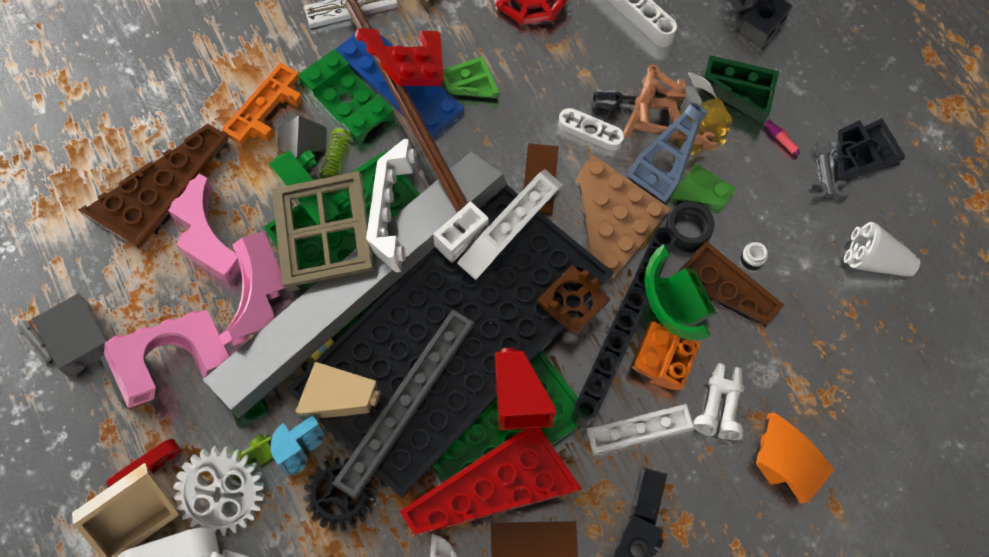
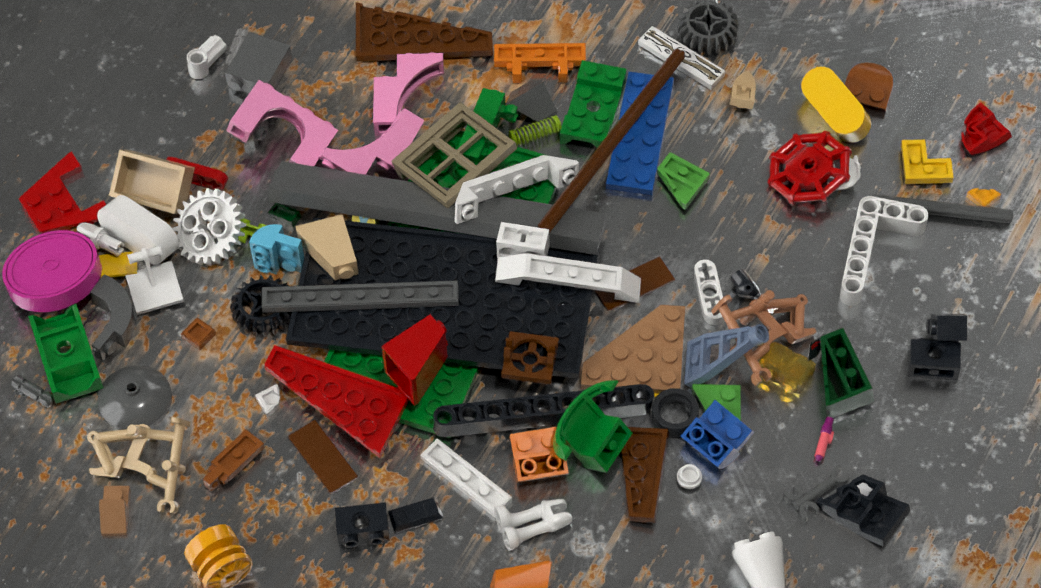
camera: 60 degrees right, 10 degrees down
(18, 374) = (202, 58): none -> white piece
(407, 64) = (651, 125): red wing -> none
(736, 207) = (718, 435): none -> blue brick

